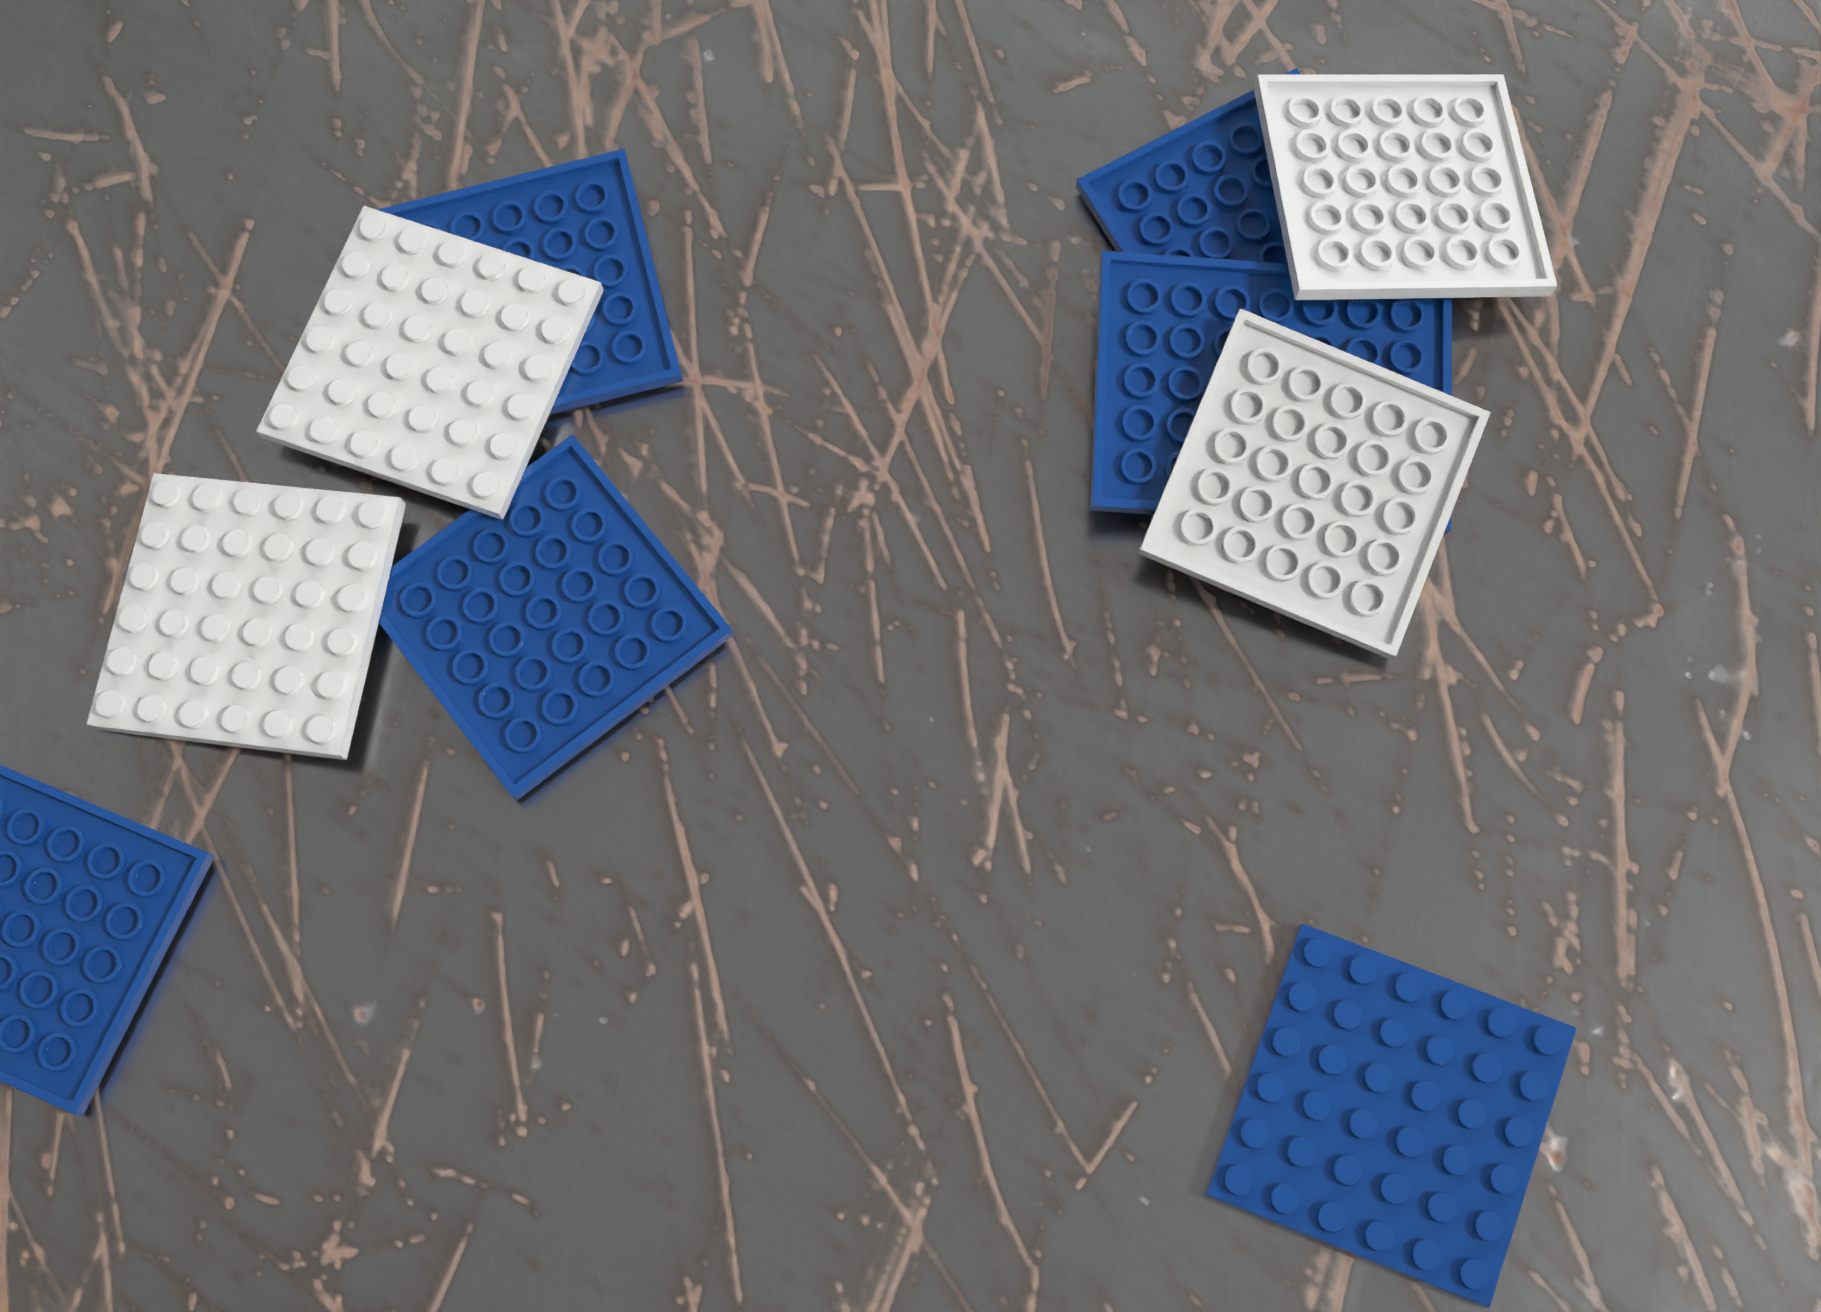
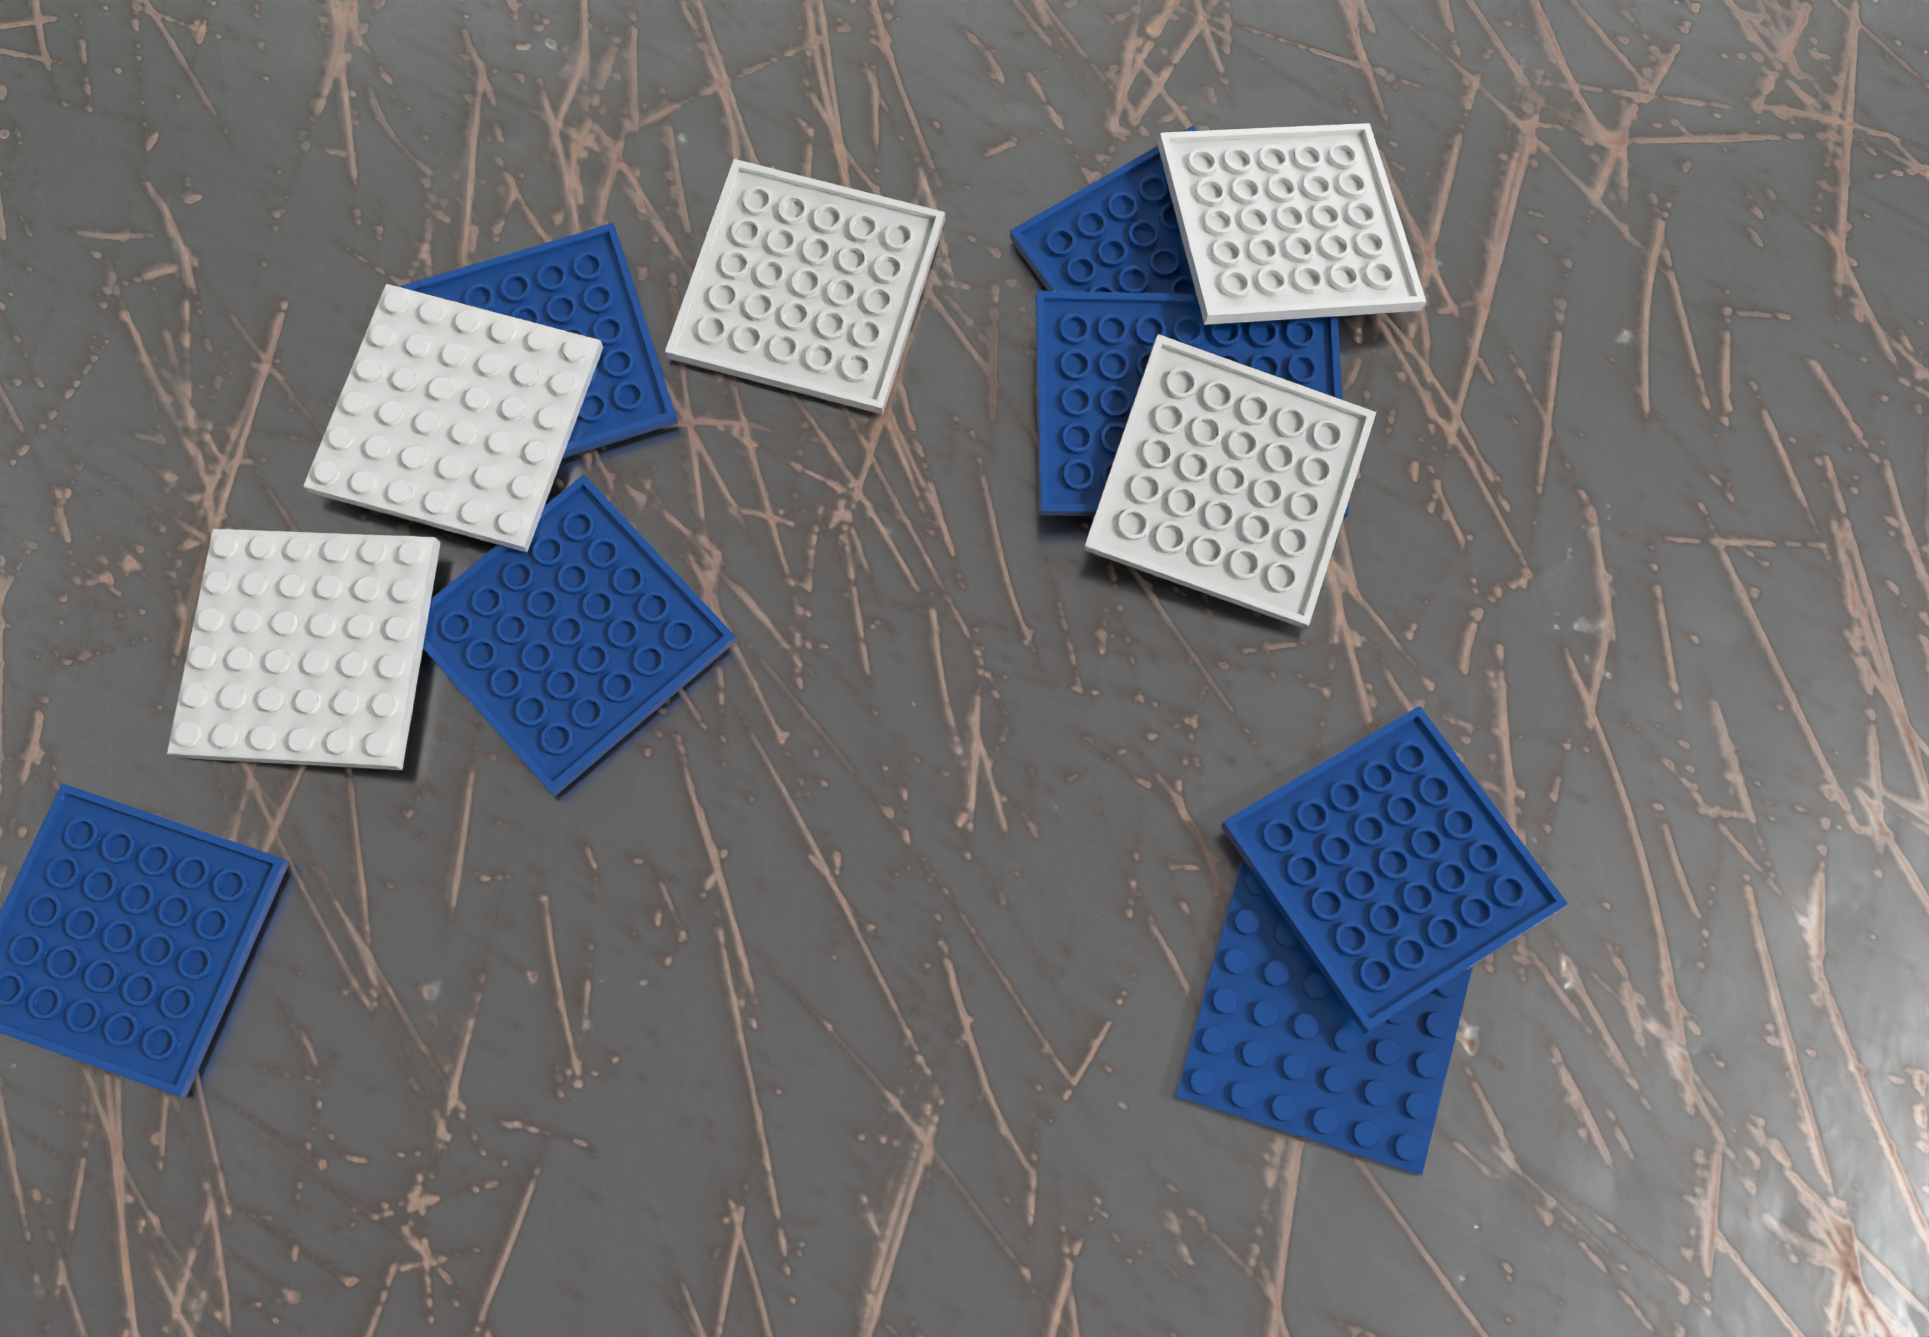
camera: 10 degrees left, 0 degrees up
(839, 232) = (806, 286): none -> white plate
(1477, 946) = (1392, 868): none -> blue plate

